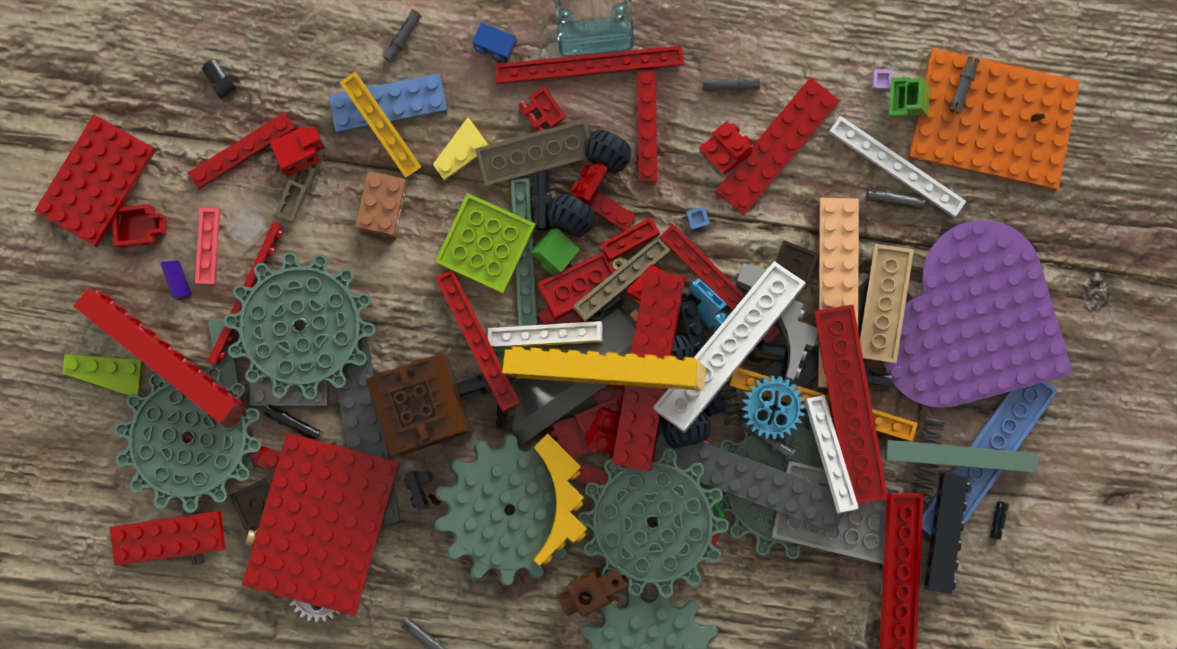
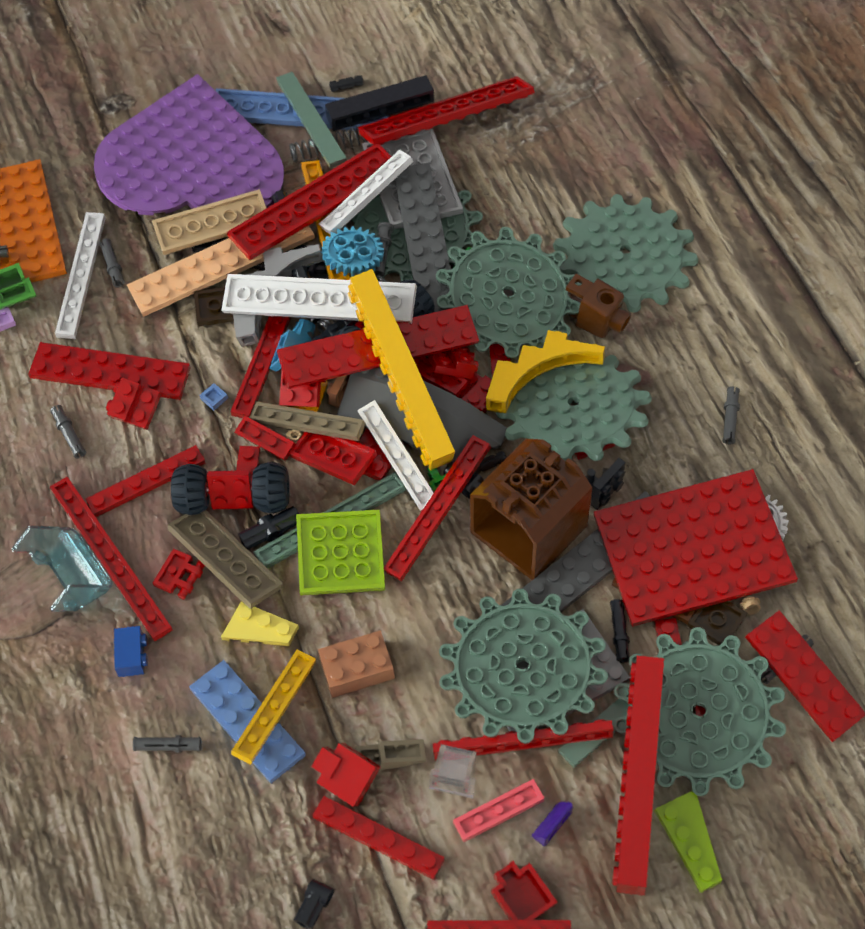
camera: 115 degrees left, 25 degrees down
(554, 251) = (313, 488): bright green plate -> none

